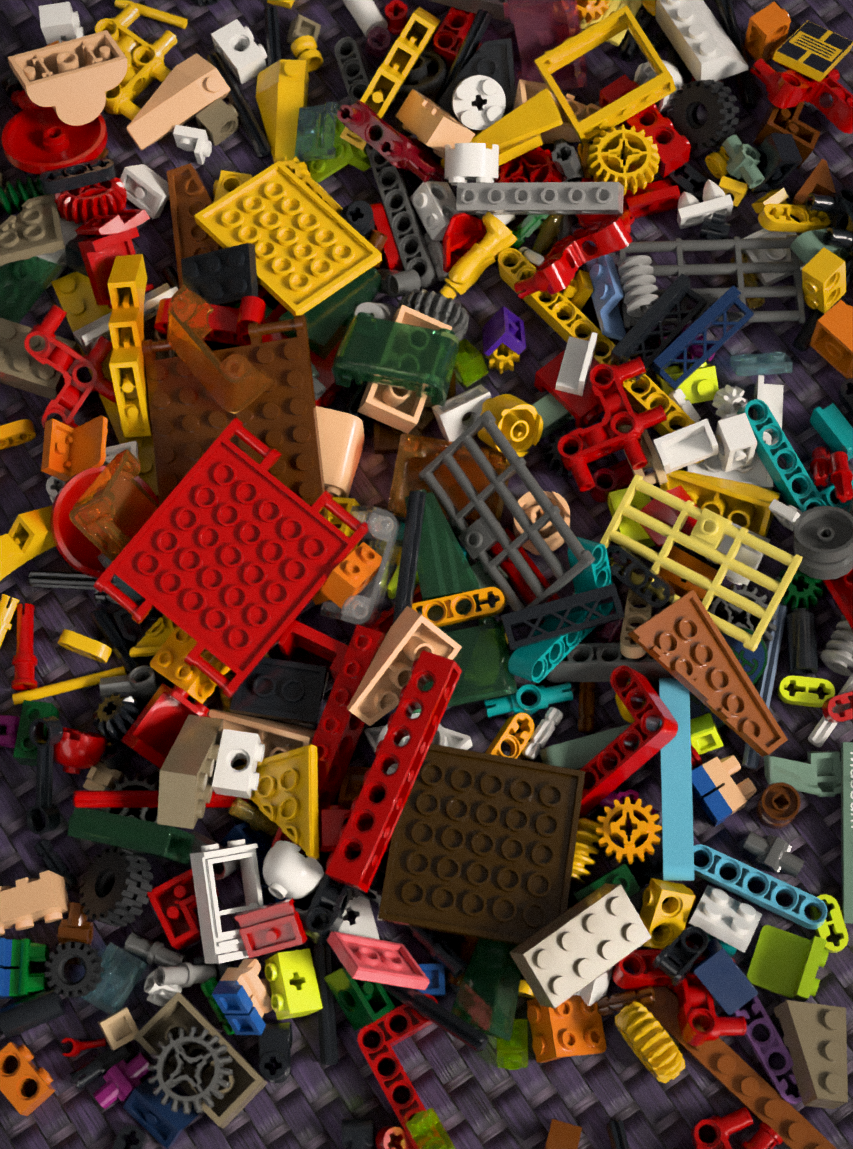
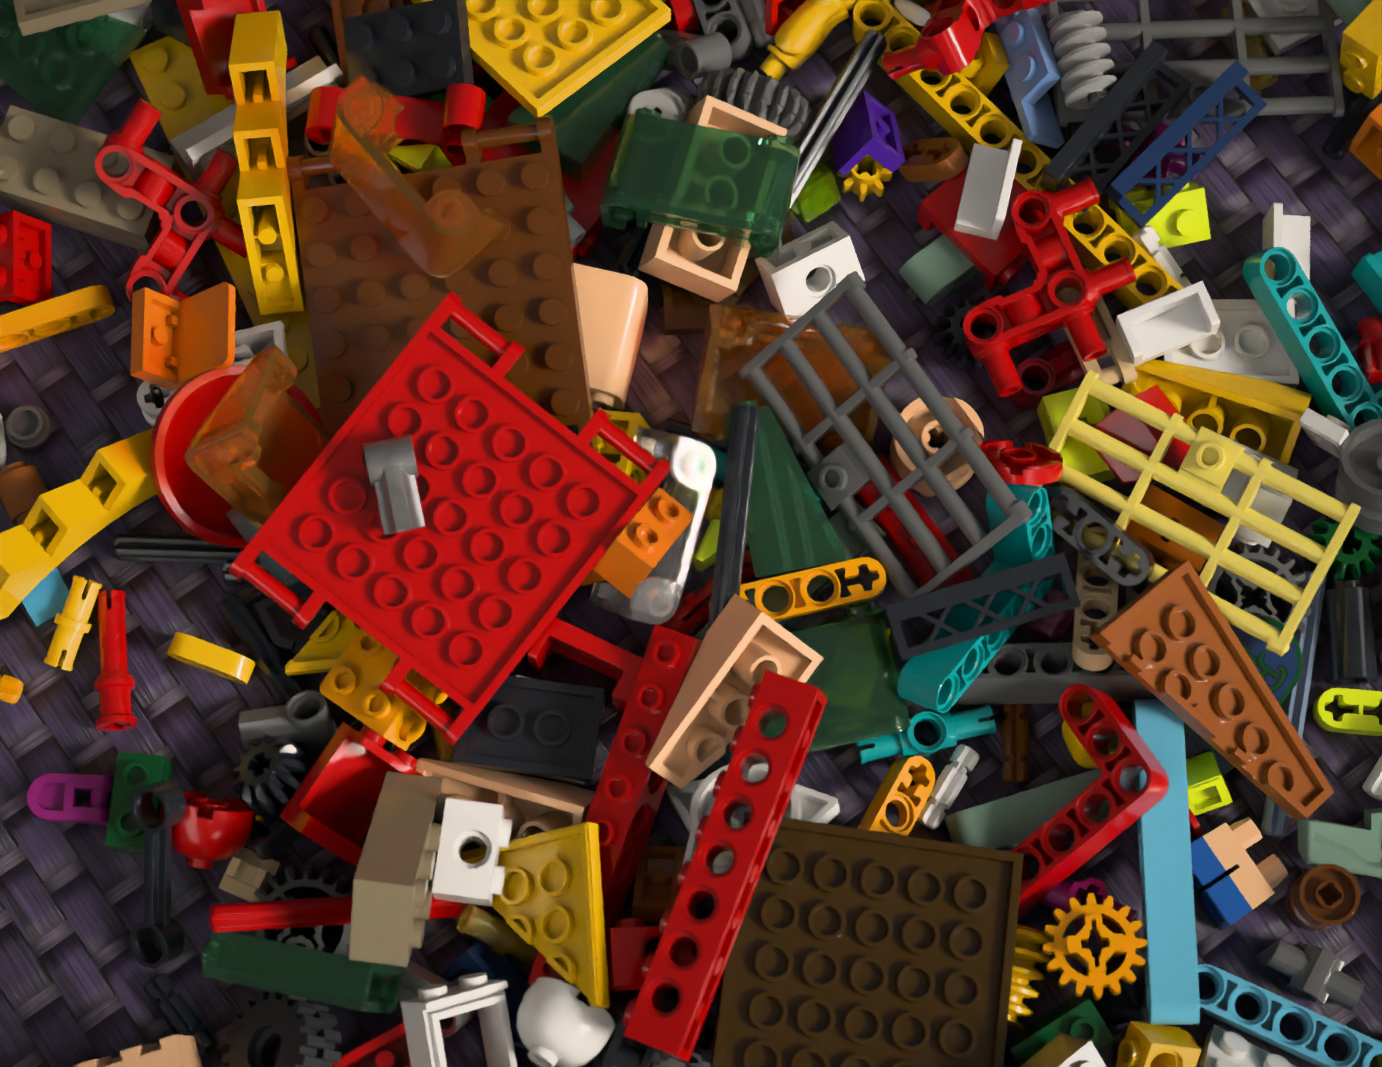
camera: 10 degrees left, 5 degrees up
(66, 686) = (185, 722): yellow bar -> none
(196, 527) = (393, 472): none -> flat silver piece
(225, 341) = (418, 158): none -> neon yellow slope
(484, 315) = (837, 104): none -> black axle
(516, 421) = (894, 282): yellow brick -> none
(544, 347) = (933, 159): none -> dark orange beam
(592, 531) = (1022, 466): none -> red tile
(728, 400) = (1227, 245): white gear -> none
(735, 442) = (1245, 314): white brick -> none
(761, 364) = (1275, 183): clear light blue plate -> none

